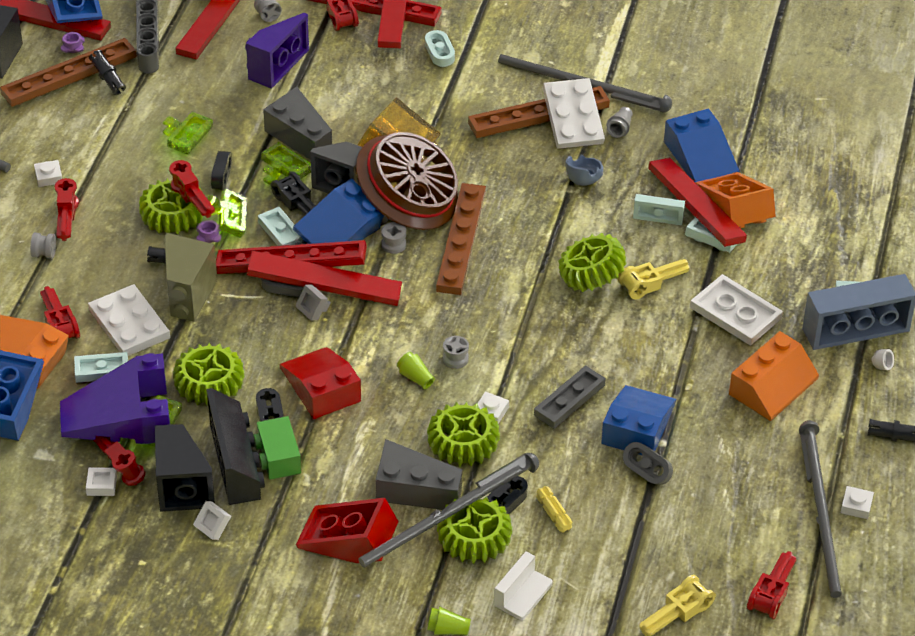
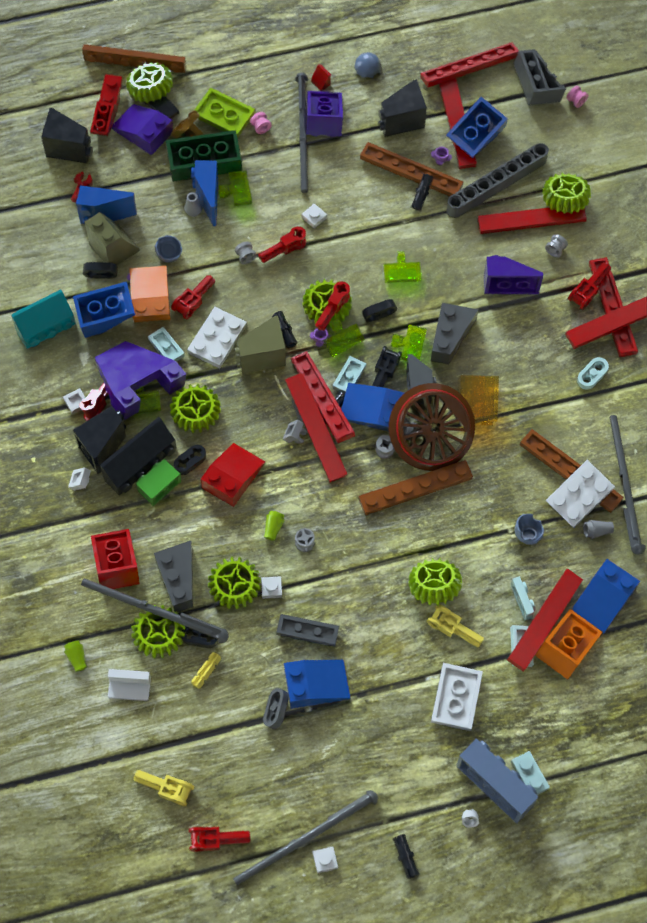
camera: 60 degrees right, 20 degrees up
(773, 376) = (405, 752): orange slope -> none

